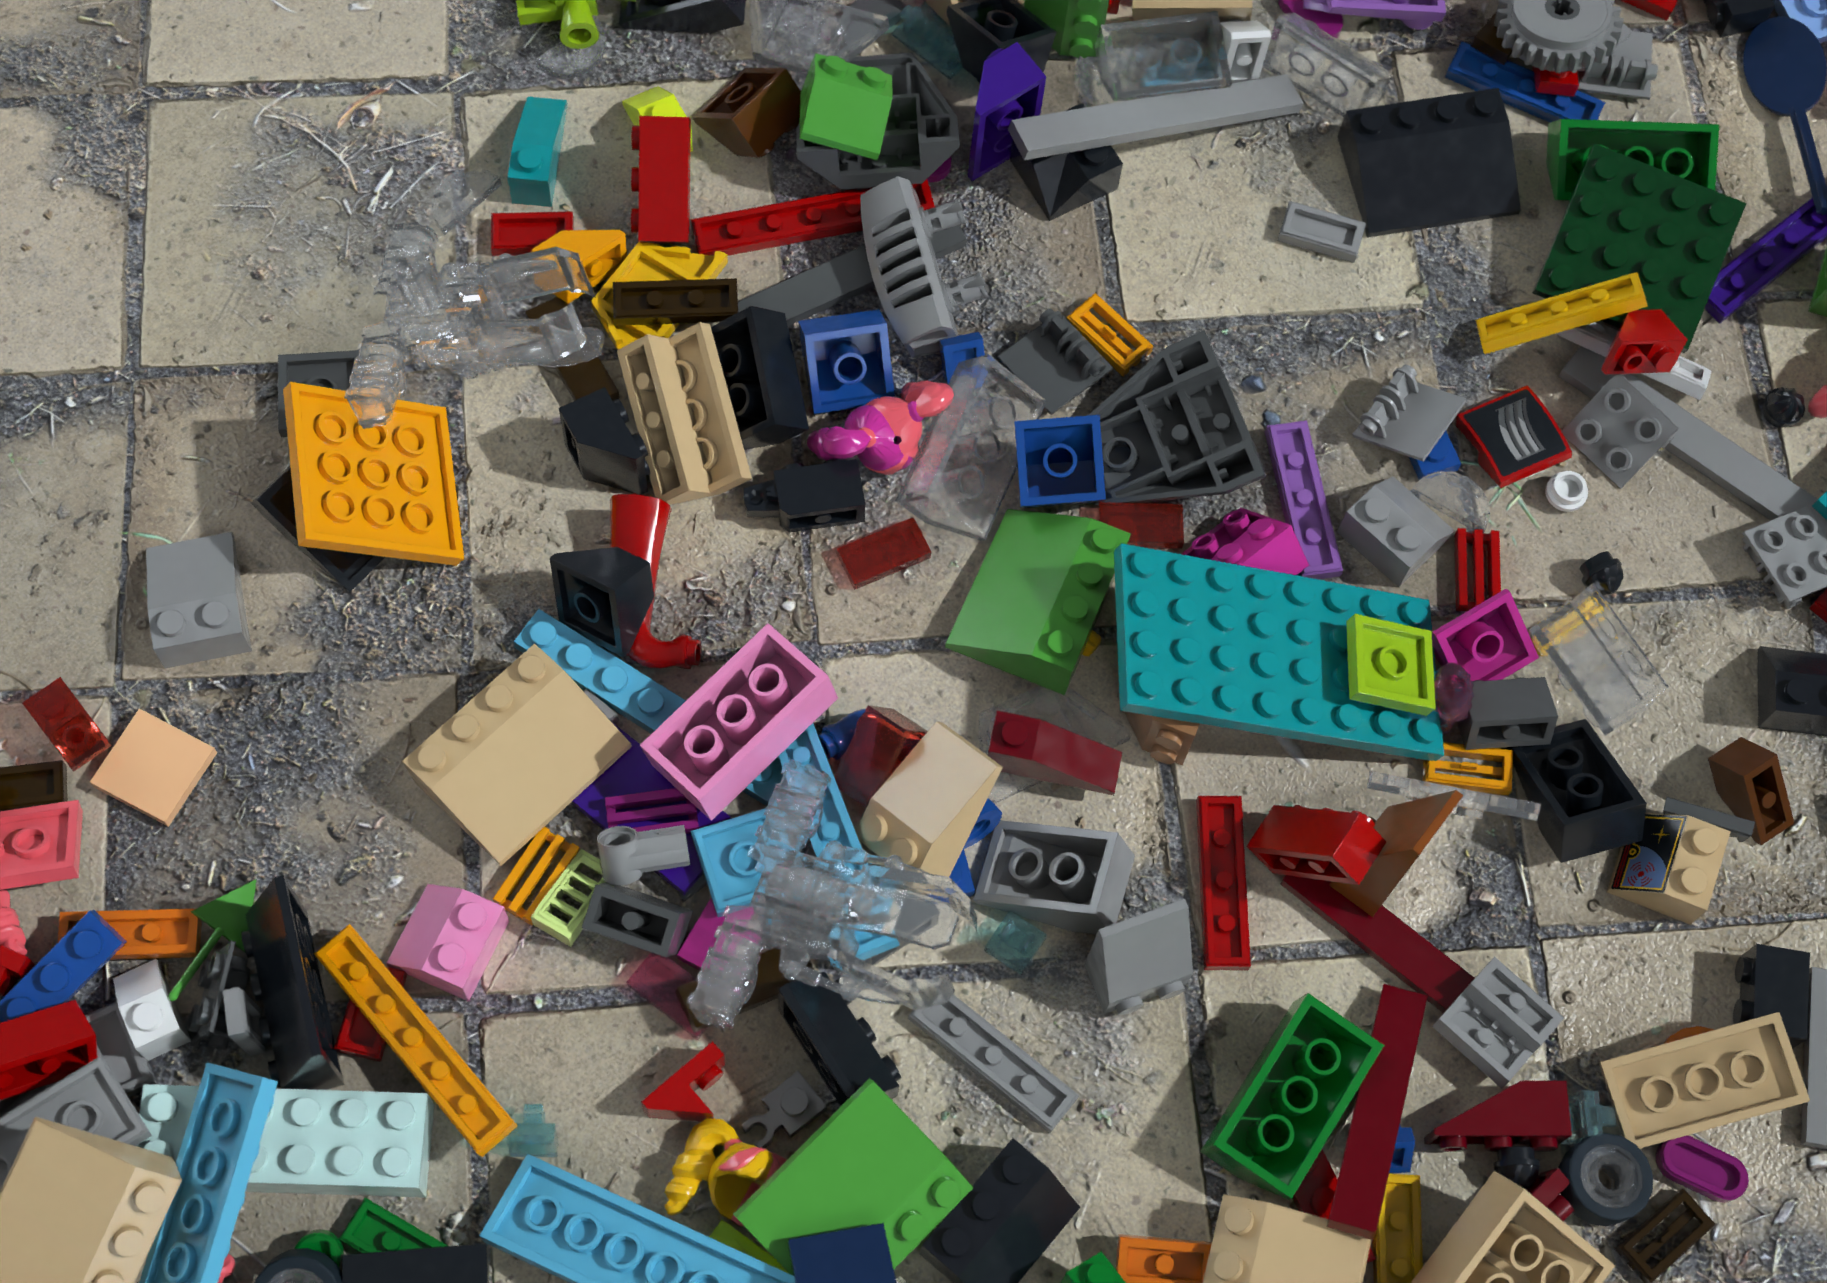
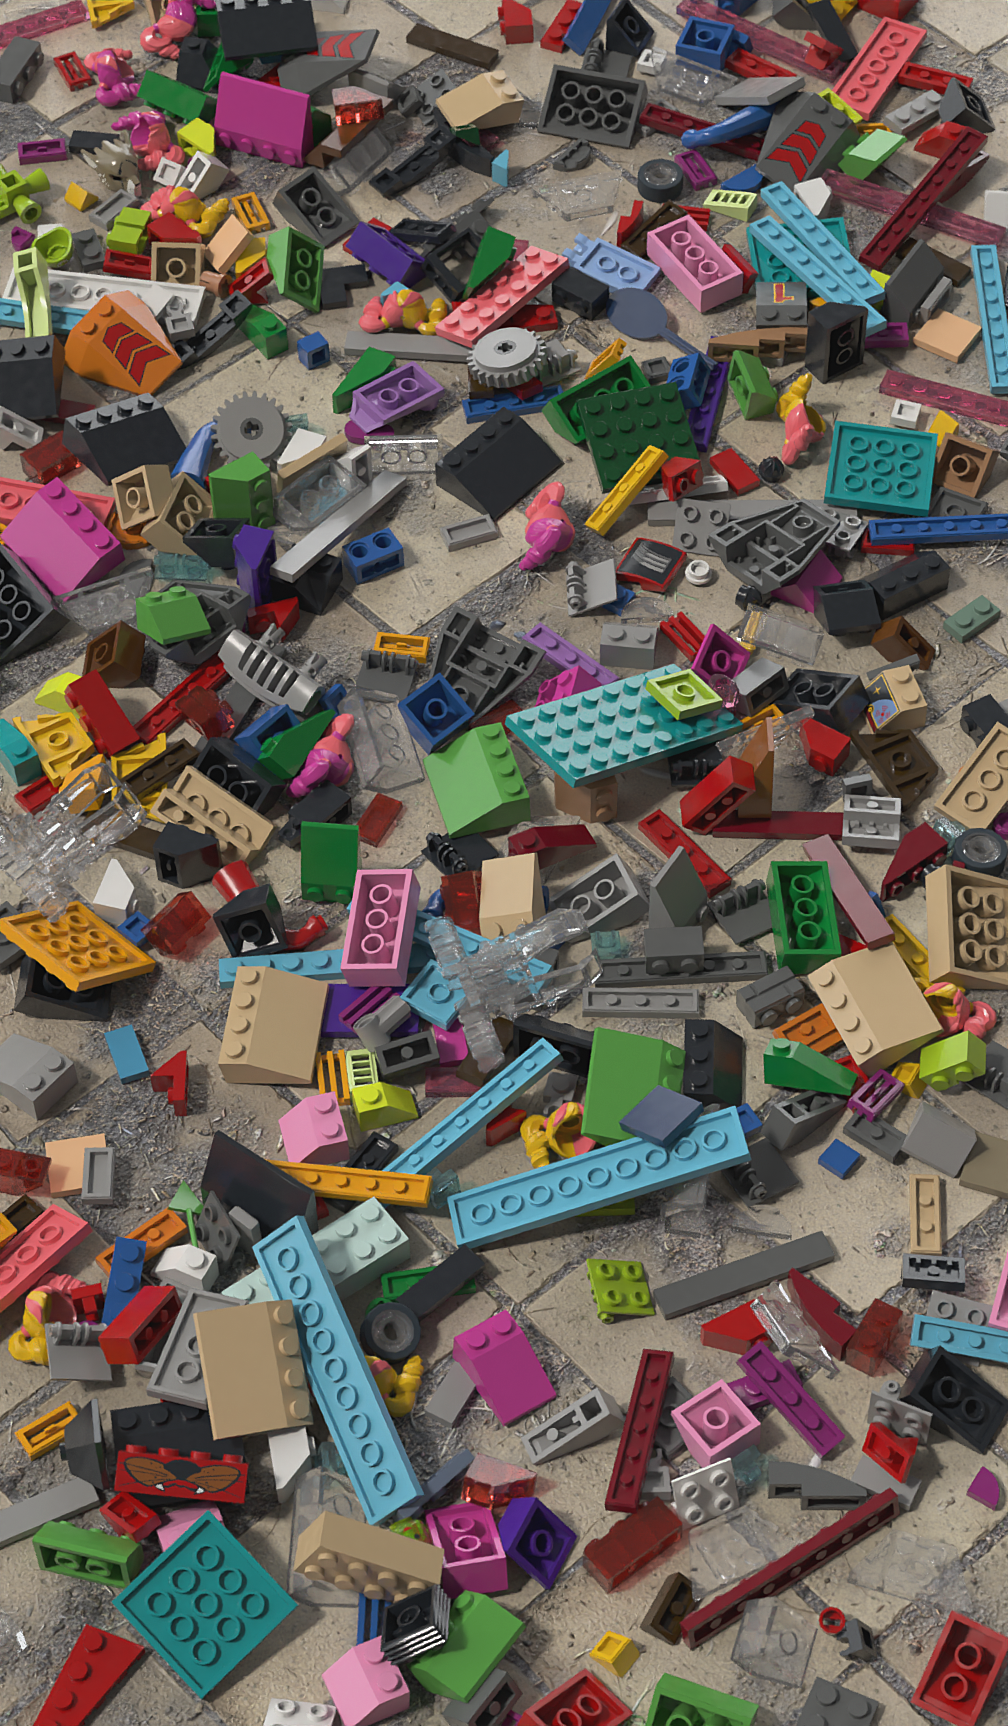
camera: 30 degrees left, 15 degrees down
(155, 803) = (98, 1175): none -> light grey tile
(331, 658) = (126, 1054): none -> dark azure tile
(356, 736) = (174, 1079): none -> red slope
(478, 498) = (132, 928): none -> blue plate
(483, 1024) = (372, 1155): none -> black tile
(491, 434) = (115, 896): none -> white slope
(522, 527) = (176, 924): none -> clear red brick
(559, 963) = (382, 1105): none -> neon yellow slope
(590, 179) = (59, 743): none -> yellow wing
(640, 1071) = (477, 1111): none -> medium azure plate
(757, 581) = (329, 861): none -> green slope
(791, 263) = (205, 712): none -> clear red brick
(852, 382) = (289, 749): none -> green slope
(937, 678) = (457, 853): none -> black hinge
(993, 188) = (281, 613): none -> red slope
(1082, 1048) = (717, 969): none -> dark grey tile
(1084, 1022) = (673, 950): none -> dark grey brick
(1158, 1181) = (770, 997): none -> dark grey brick
(1172, 192) = (373, 555): none -> blue brick
(1228, 1025) = (743, 911): none -> dark grey hinge
(1337, 773) = (693, 765): none -> black hinge
(1421, 296) = (548, 526): none -> hair
(1522, 955) = (857, 784): none -> dark grey tile
(1525, 865) = (824, 746): none -> red slope
(1606, 957) = (897, 762): none -> dark brown wing
(1686, 107) = (606, 358): none -> light orange tile
(1696, 524) = (774, 543): none -> dark grey wedge
(1701, 605) = (800, 588): none -> dark pink slope
(1716, 684) = (846, 607): none -> black slope
(1733, 376) = (735, 471): none -> red tile
(1747, 163) = (656, 369): none -> dark grey tile
(1774, 208) = (691, 377): none -> blue brick

